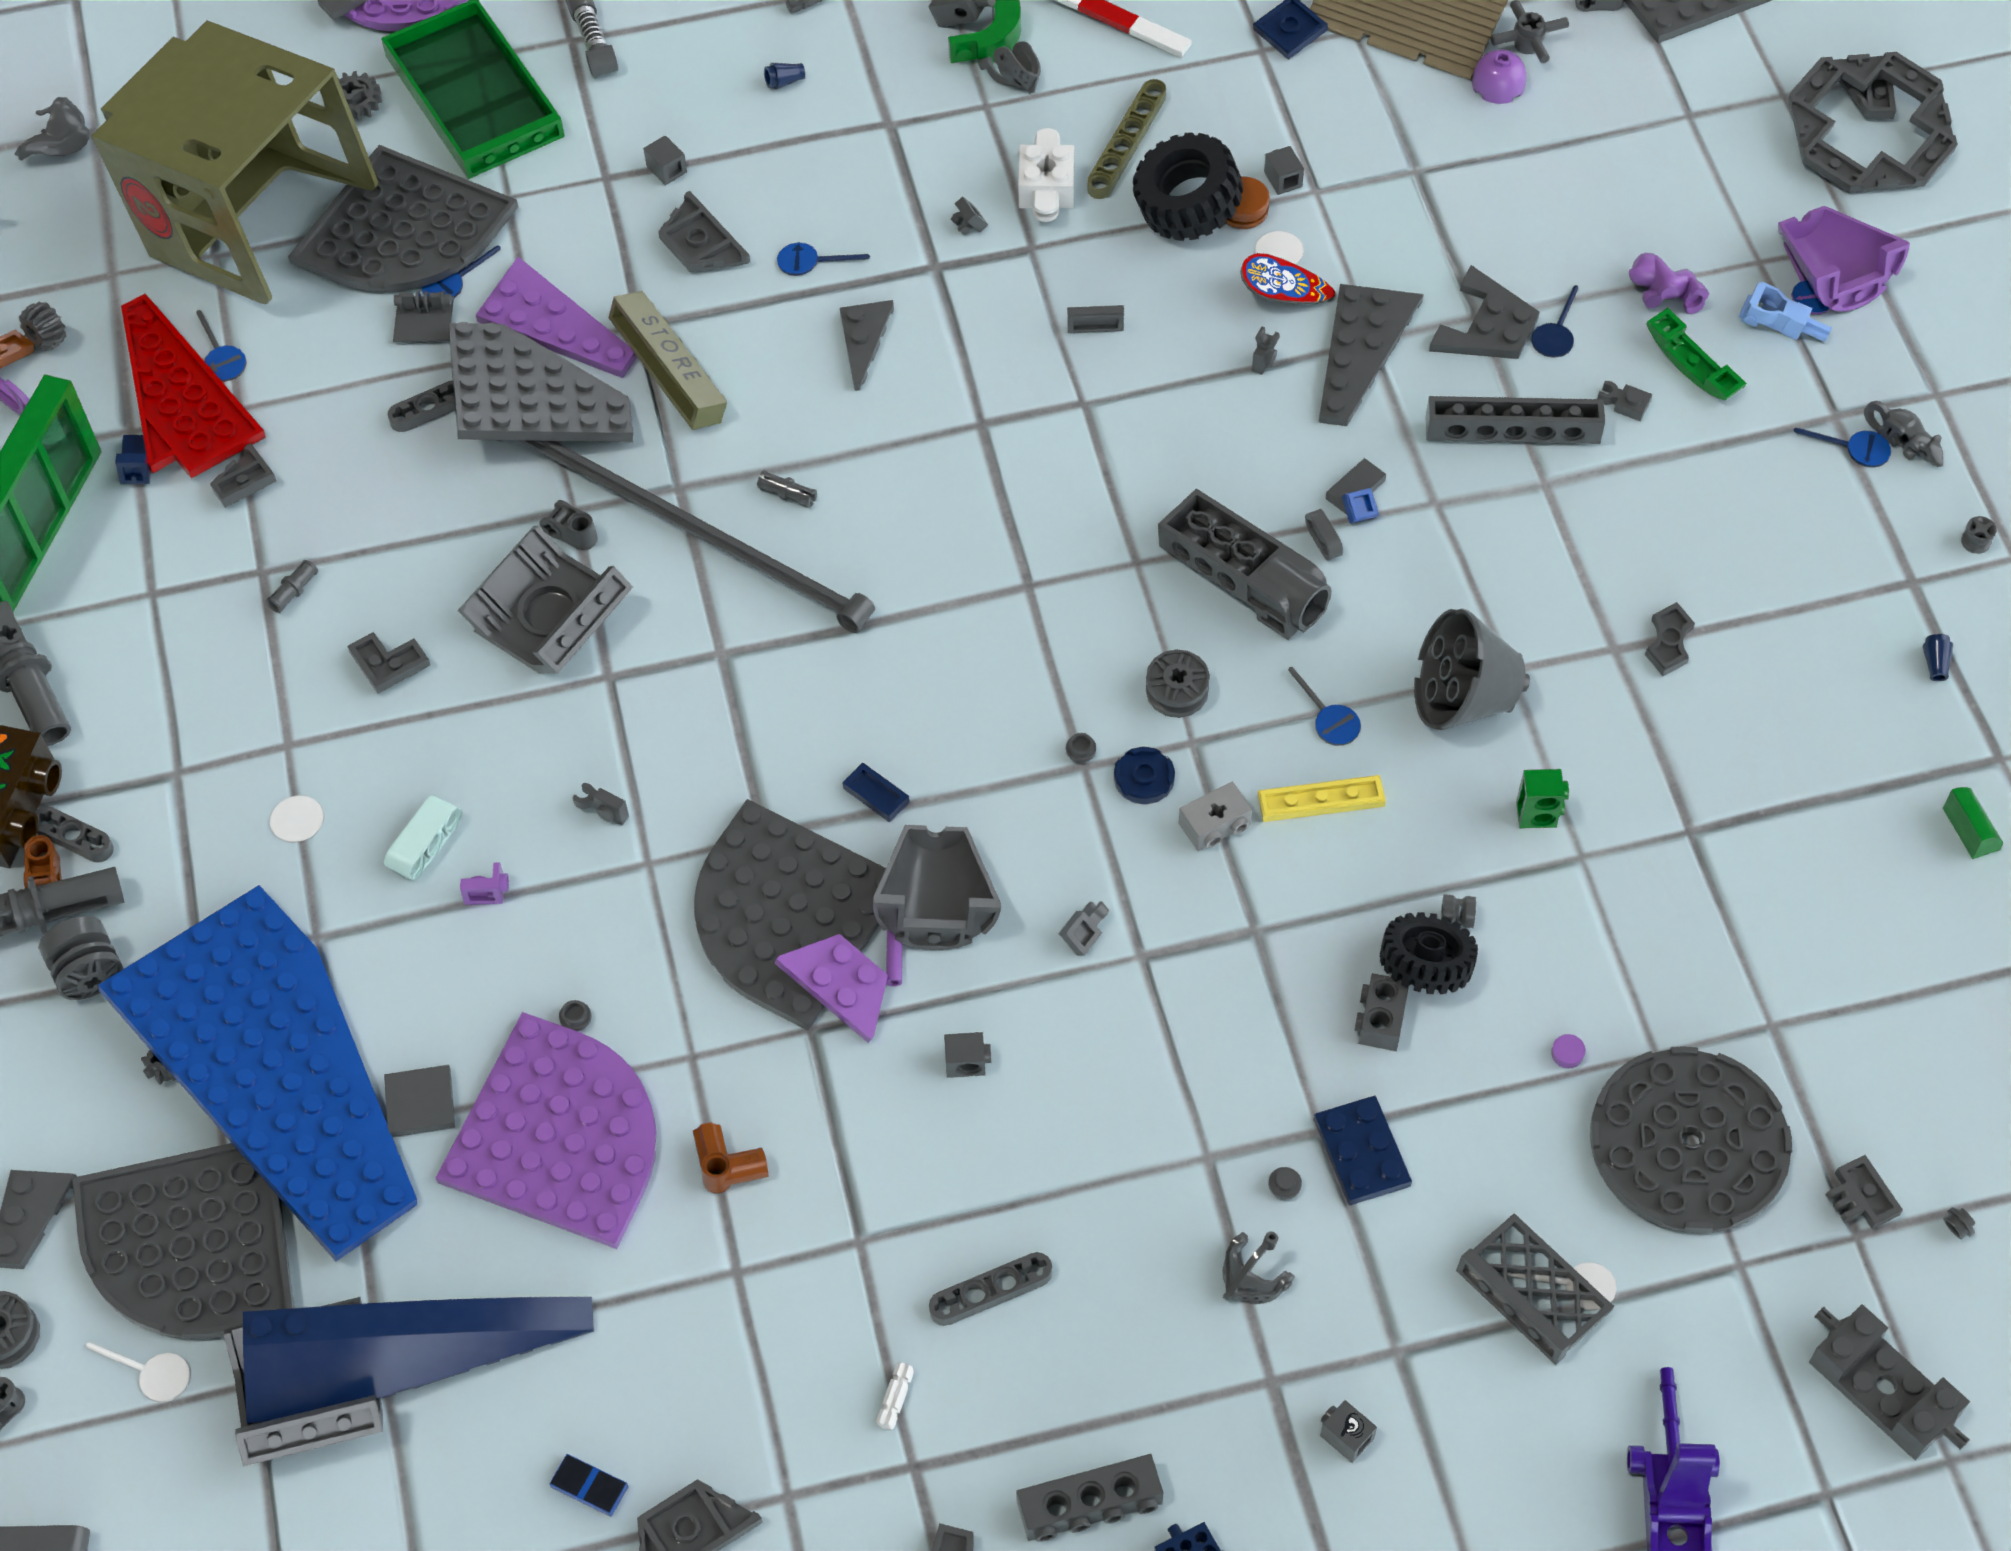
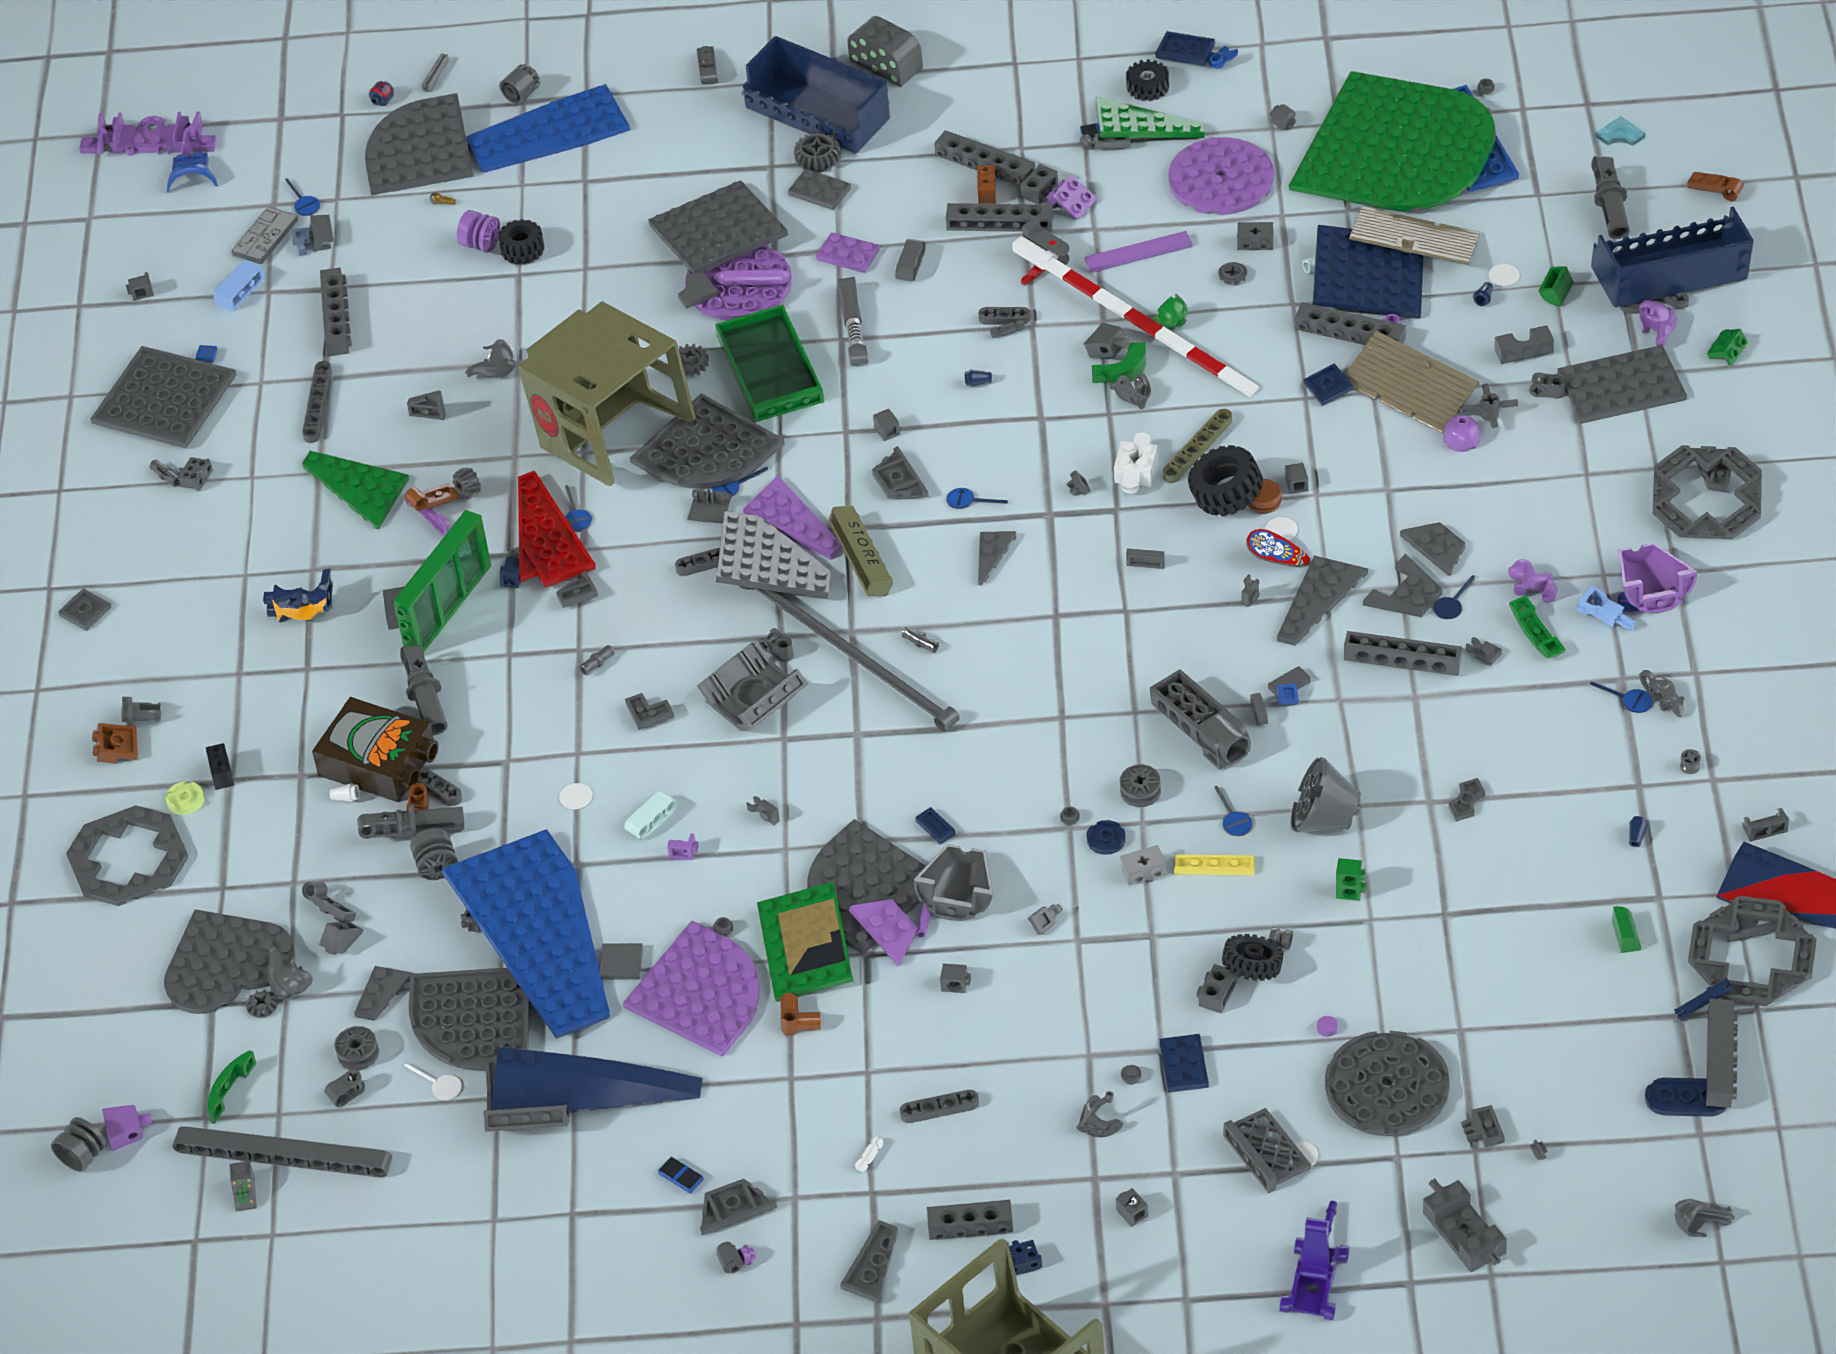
camera: 15 degrees right, 10 degrees down
(713, 1025) = (805, 941): none -> plate
(1509, 245) = (1436, 544): none -> dark grey wing

